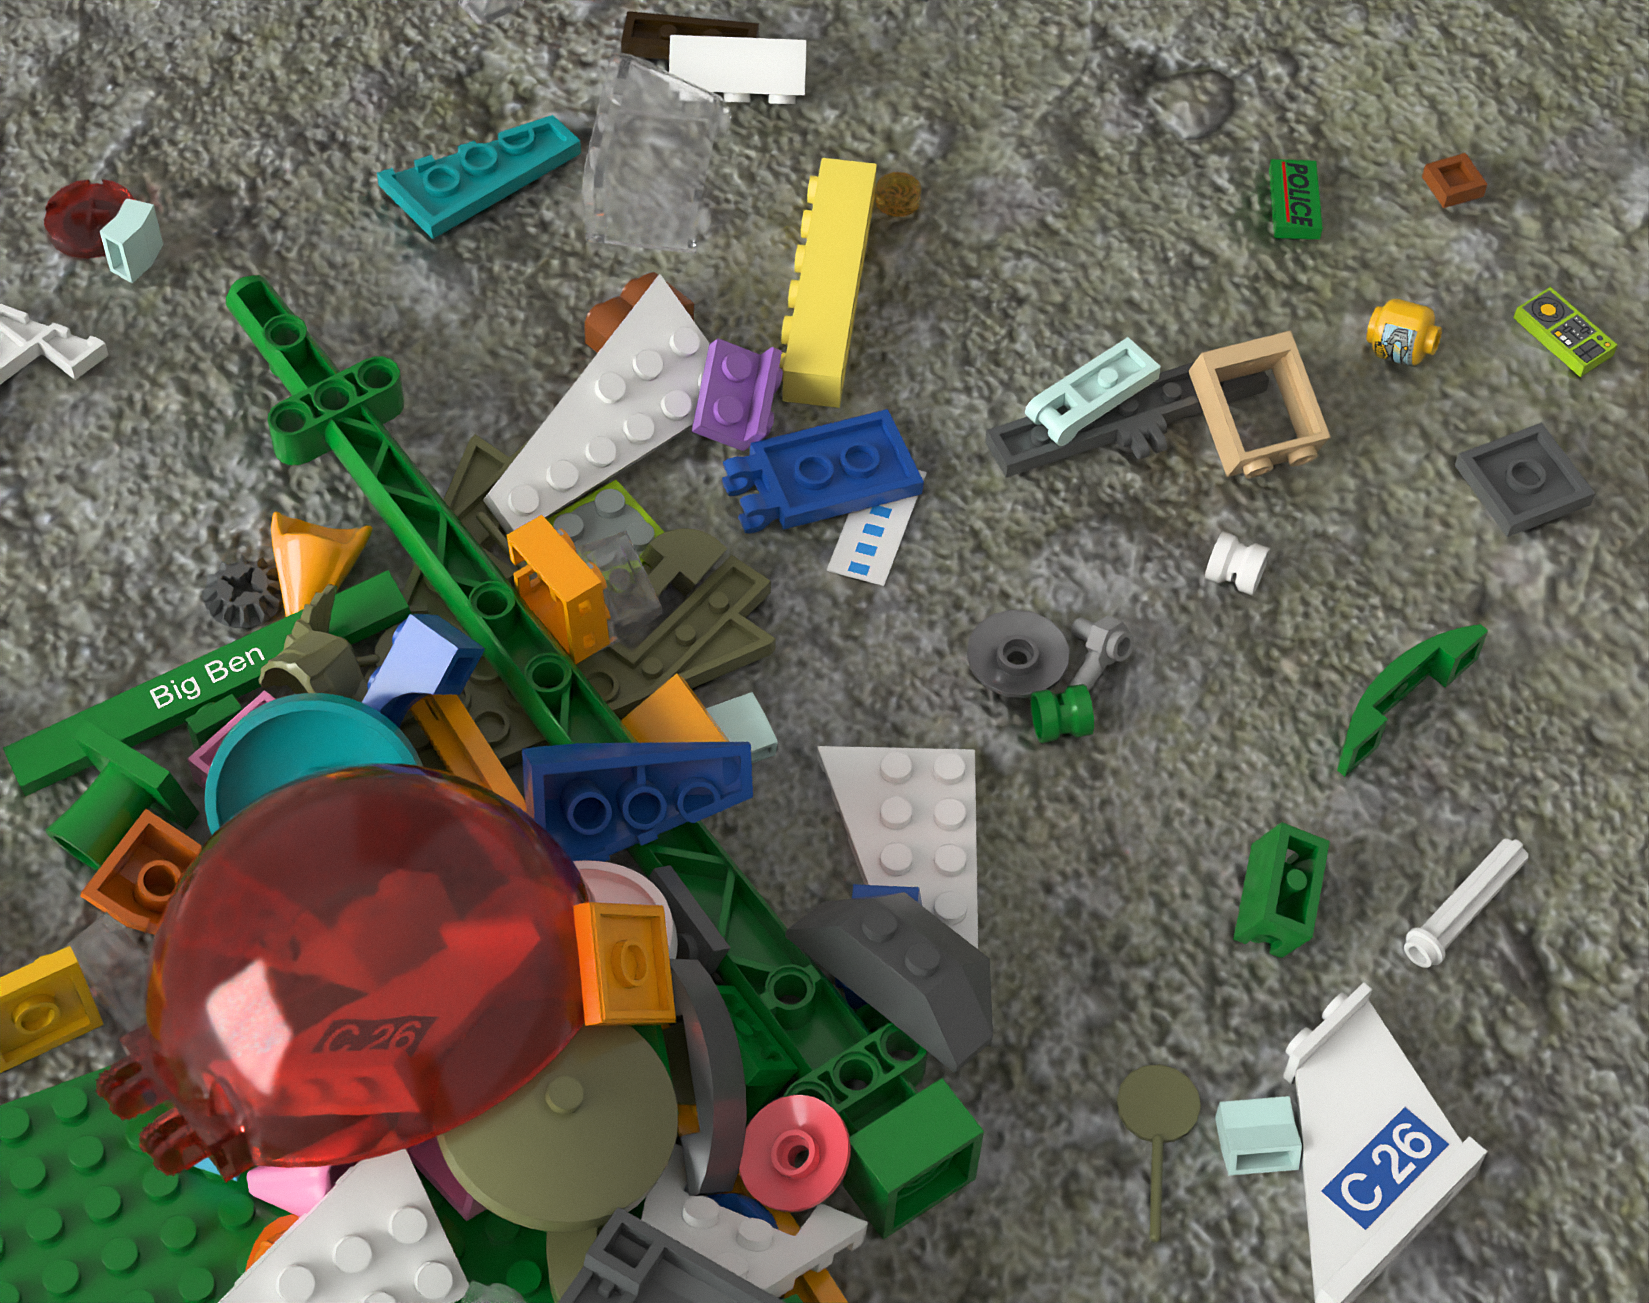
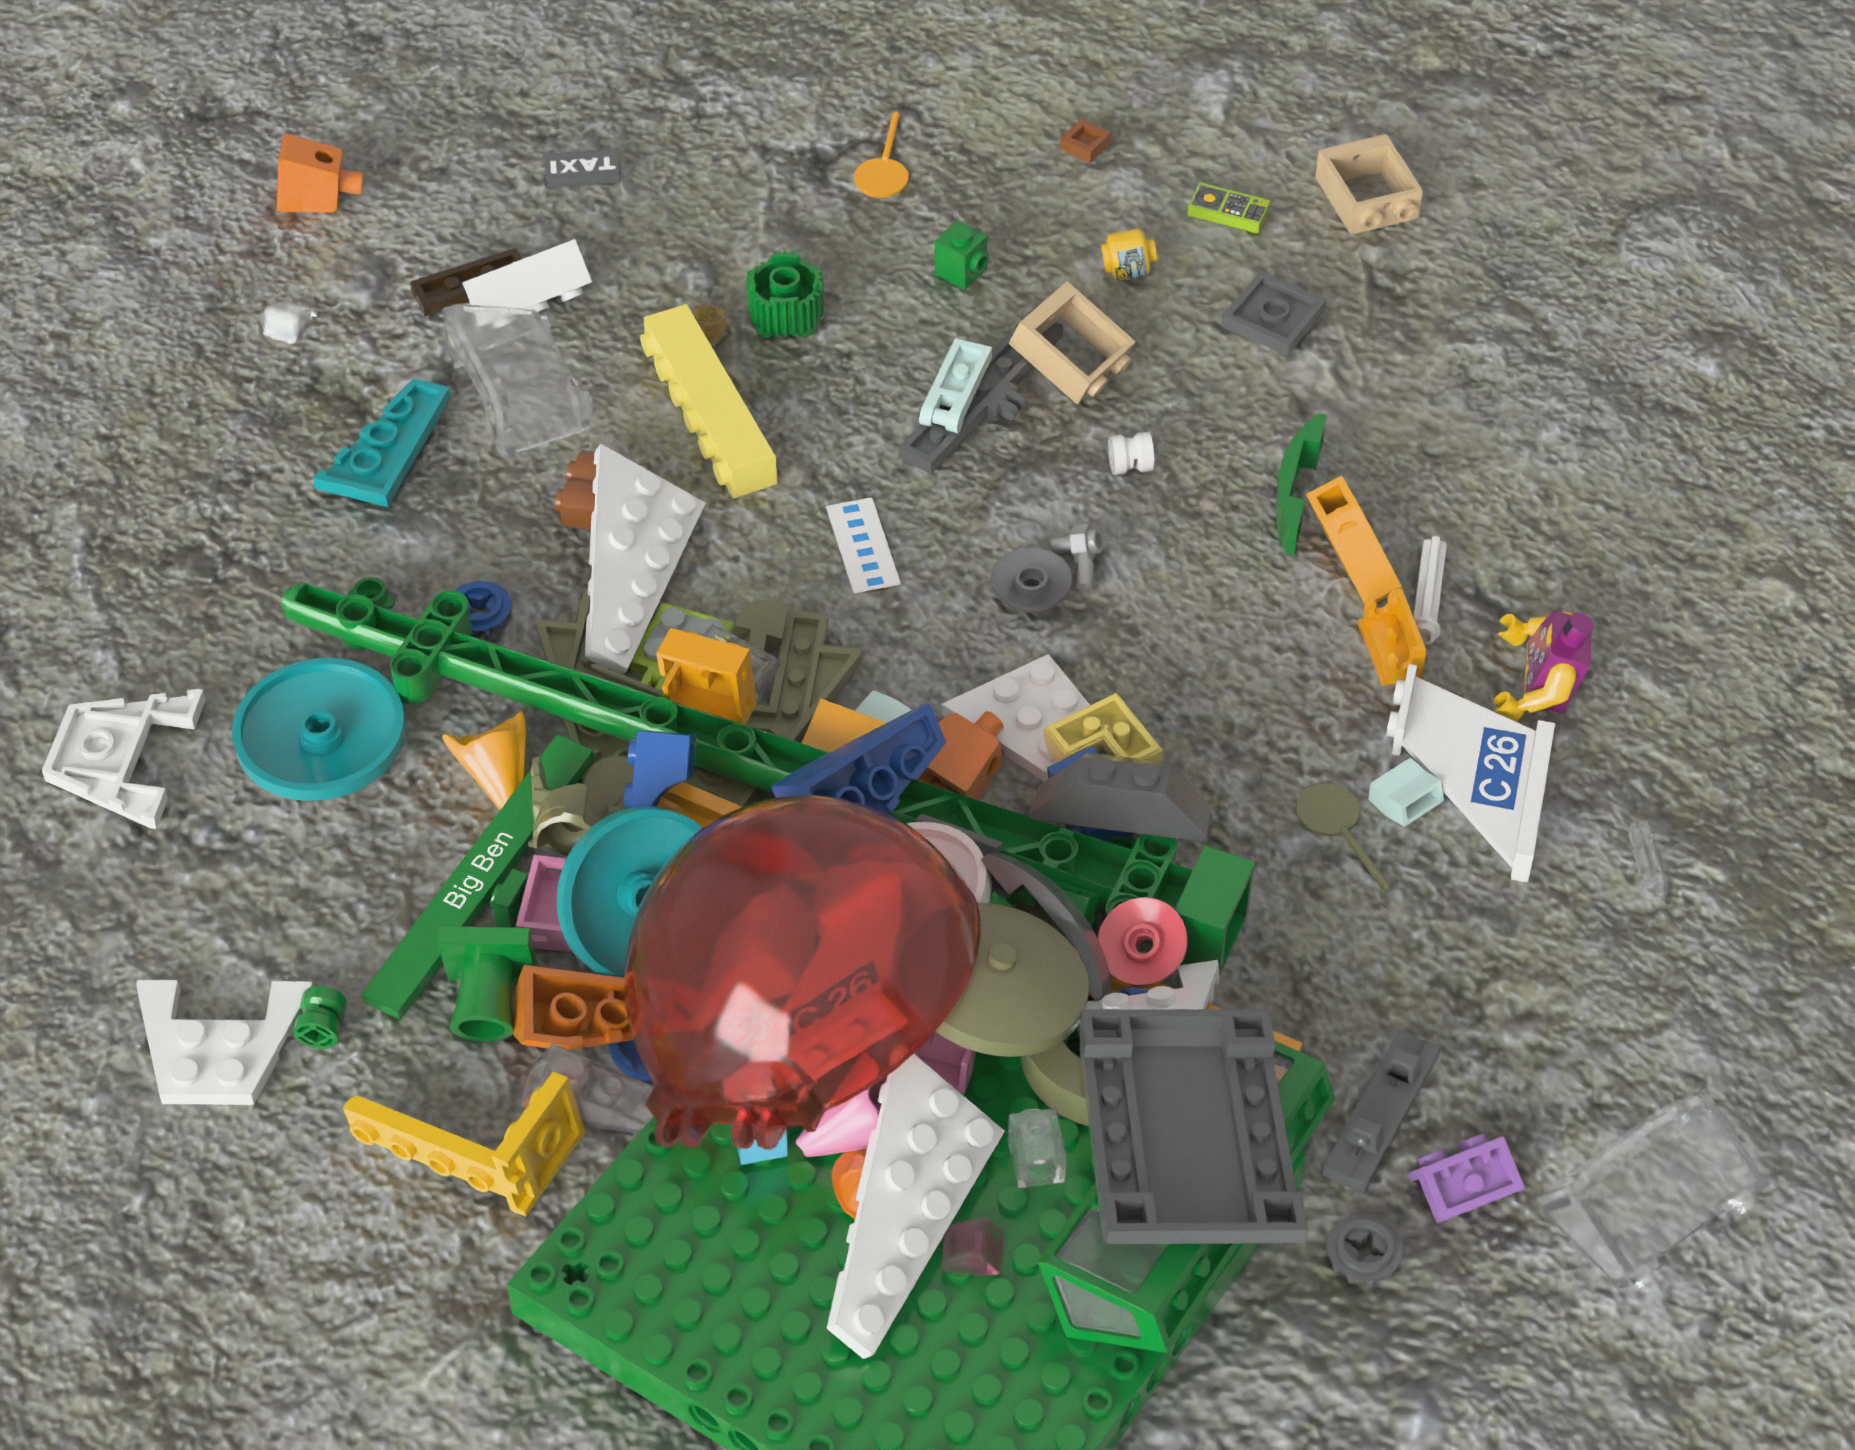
camera: 30 degrees left, 5 degrees down
(79, 214) = (107, 613): clear red tile -> none
(132, 240) = (161, 610): light aqua piece -> none
(173, 442) = (319, 729): none -> teal dish
(249, 608) = (467, 811): dark grey gear -> none
(340, 326) = (375, 590): none -> green plate
(448, 378) = (488, 595): none -> blue gear
(624, 964) = (974, 862): light orange tile -> none
(737, 394) = (711, 502): medium lavender bracket -> none
(788, 821) = (968, 757): none -> orange torso
(823, 472) = (805, 529): blue tile -> none
(957, 871) = (1105, 726): none -> light yellow brick
(991, 203) = (785, 296): none -> green brick
(1062, 713) = (1085, 605): green wheel -> none
(1210, 120) = (882, 175): none -> light orange piece
(1215, 245) = (960, 255): none -> green brick
(1282, 896) = (1315, 636): green brick -> none
(1295, 199) = (986, 201): green tile -> none
(1376, 939) = (1392, 638): none -> light orange hinge
(1413, 797) = (1353, 540): none -> light orange slope
(1544, 1075) = (1555, 661): none -> torso

